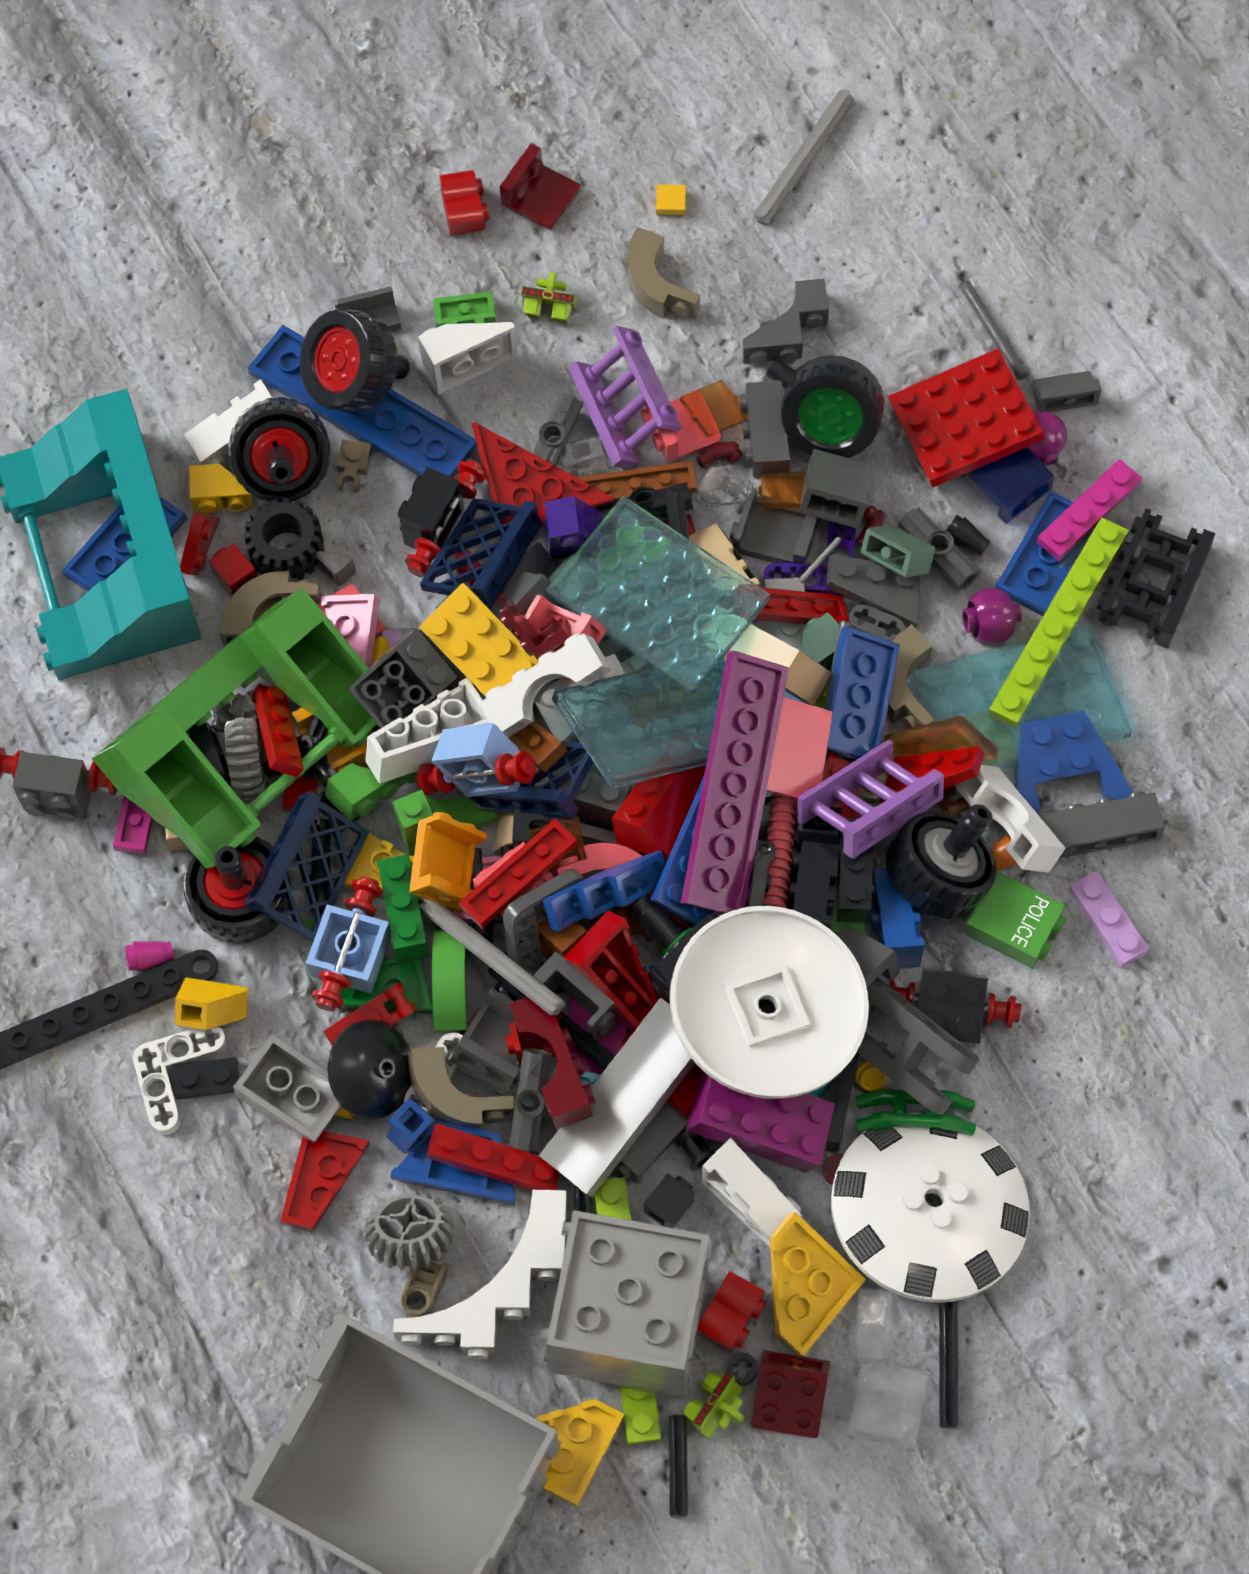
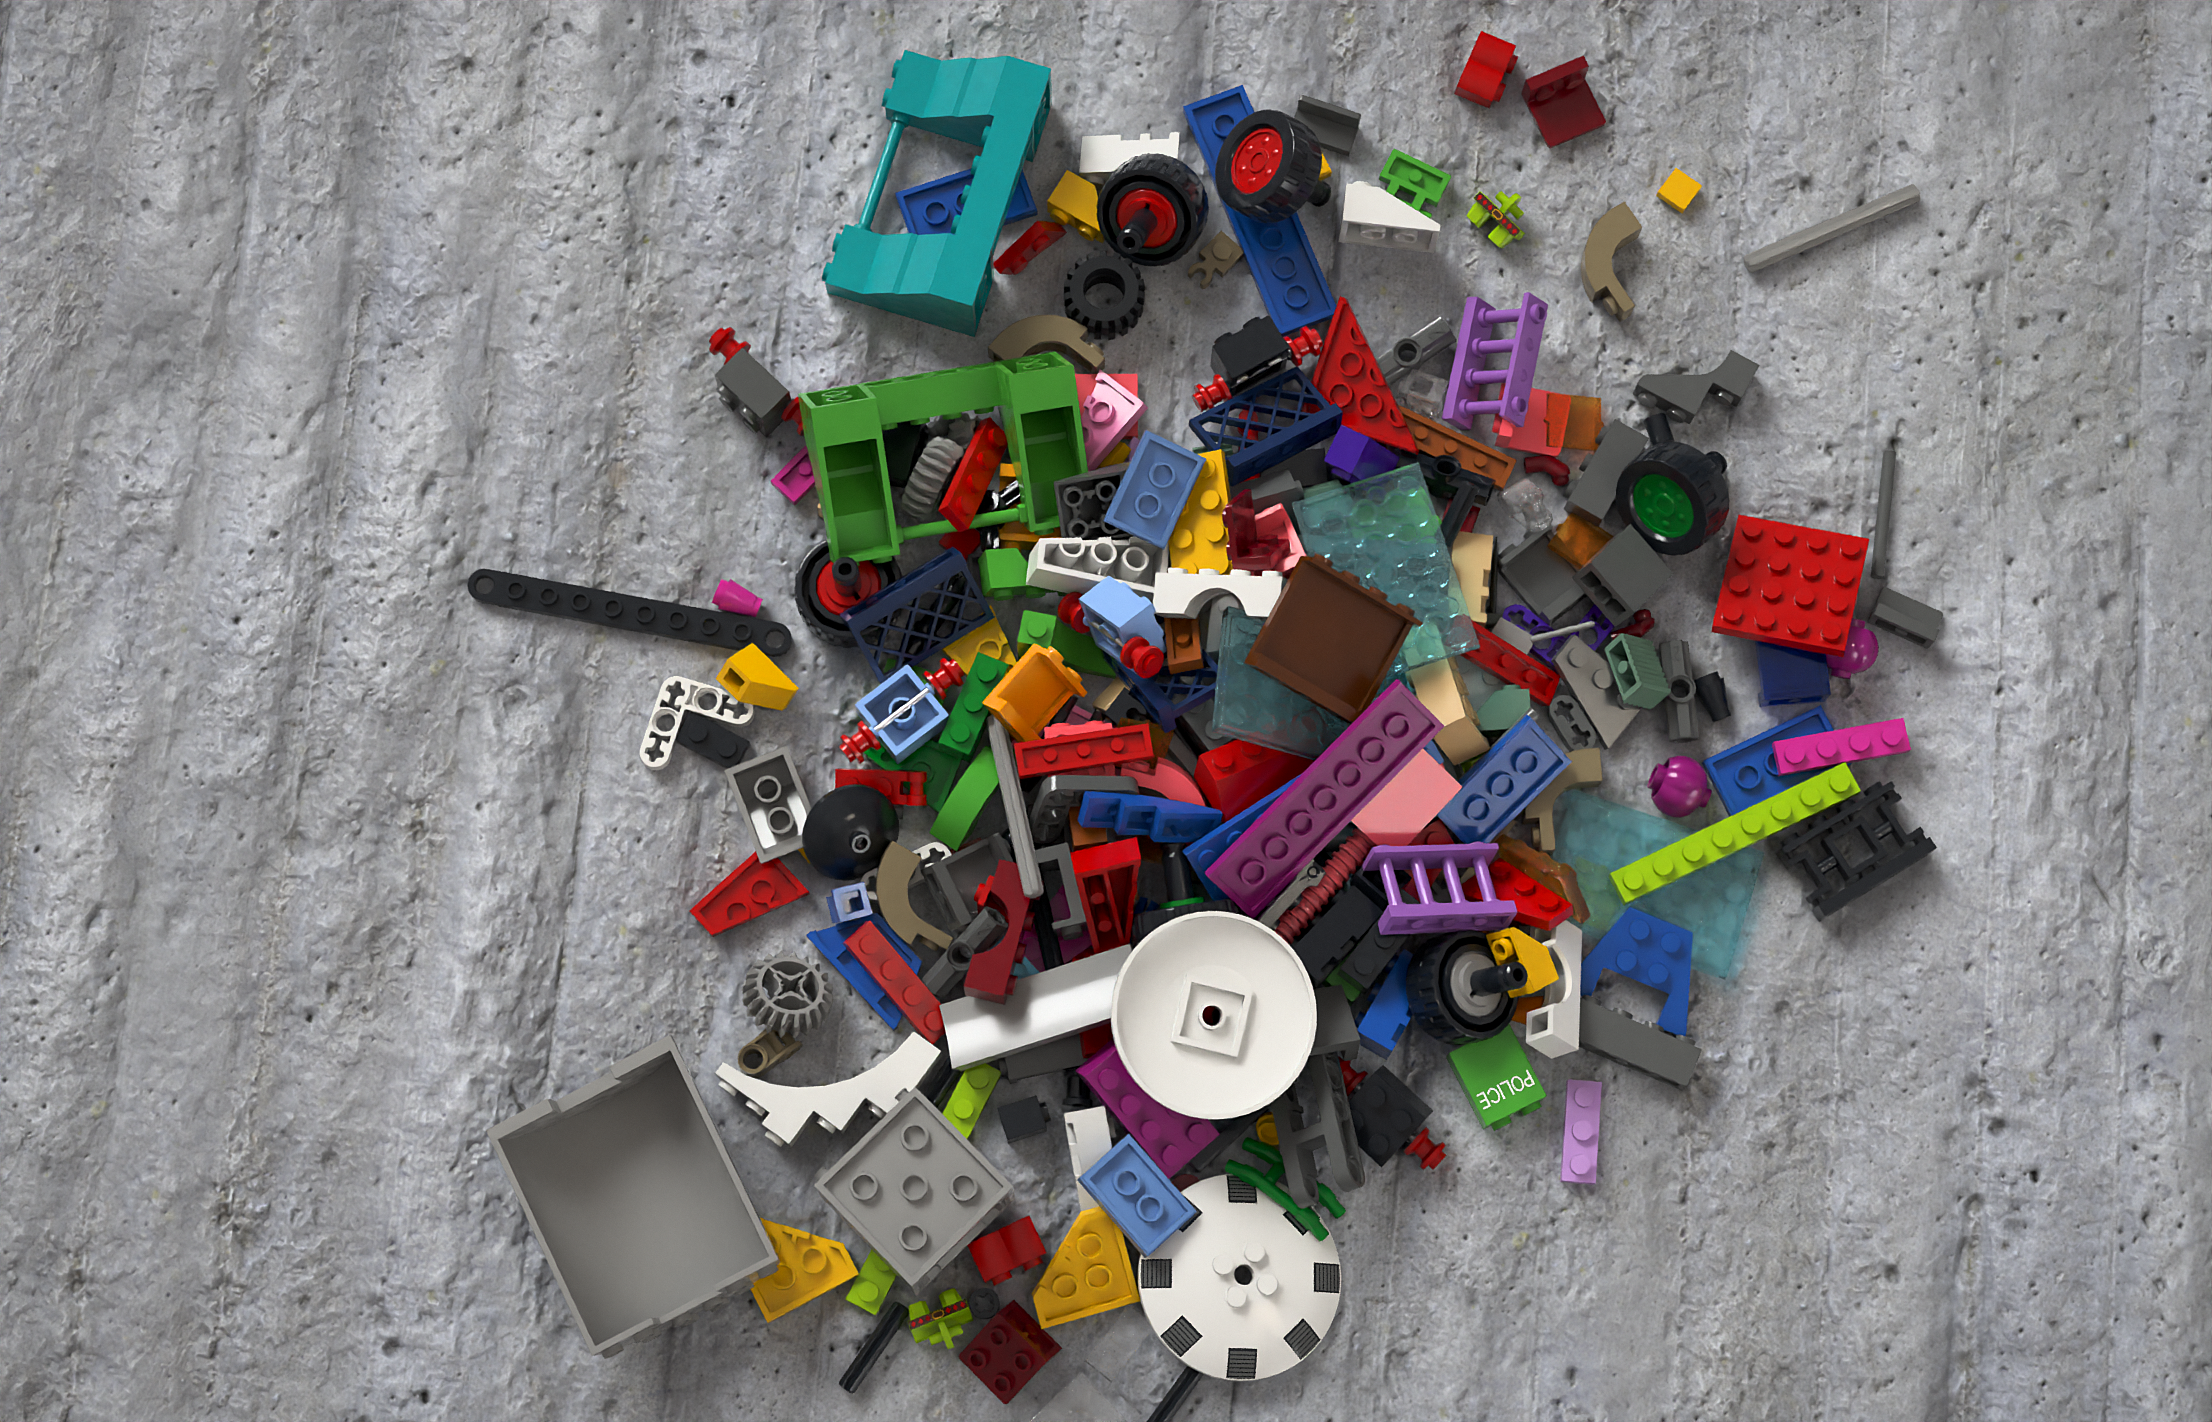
camera: 30 degrees right, 10 degrees up
(232, 568) = (1042, 291): red brick -> none
(336, 567) = (1133, 350): flat silver slope -> none
(432, 644) = (1154, 489): none -> medium blue tile
(653, 657) = (1330, 638): none -> reddish brown panel
(806, 1192) = (1137, 1196): none -> medium blue tile
(957, 802) = (1515, 946): none -> yellow slope

